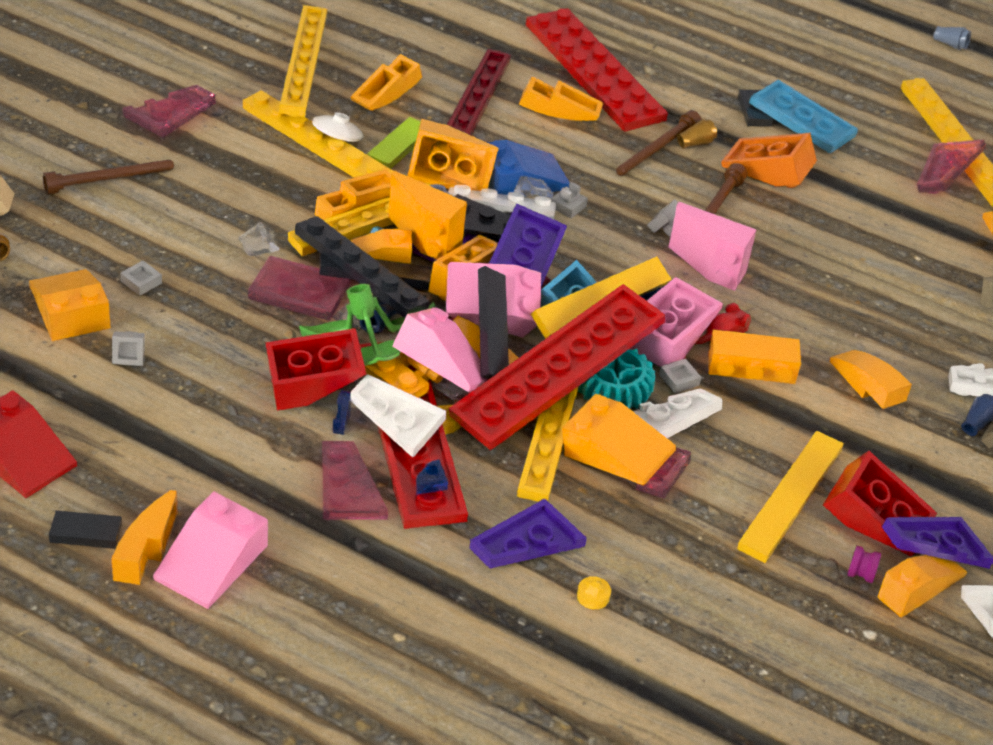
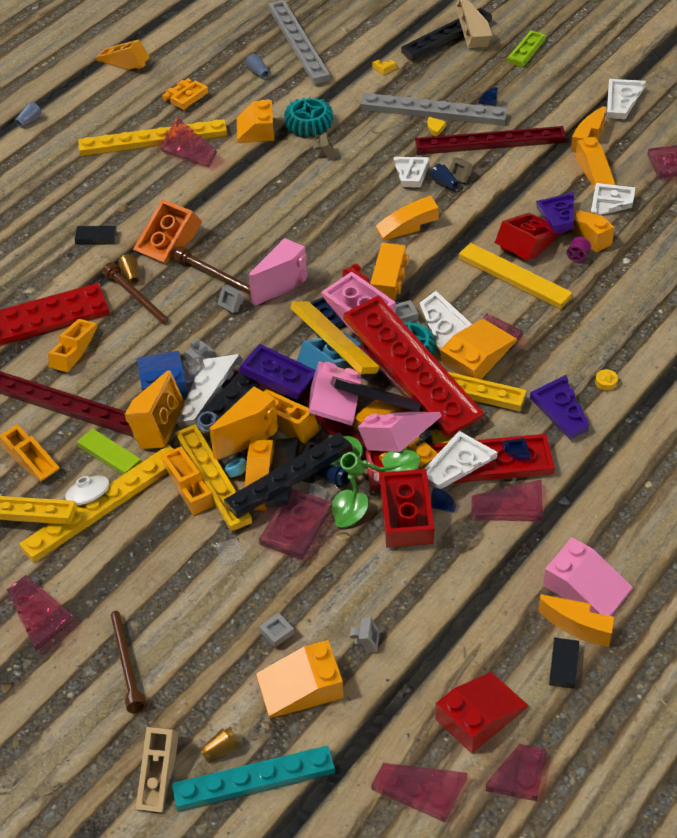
camera: 75 degrees left, 5 degrees up
(803, 116) = (115, 208): dark azure tile -> none

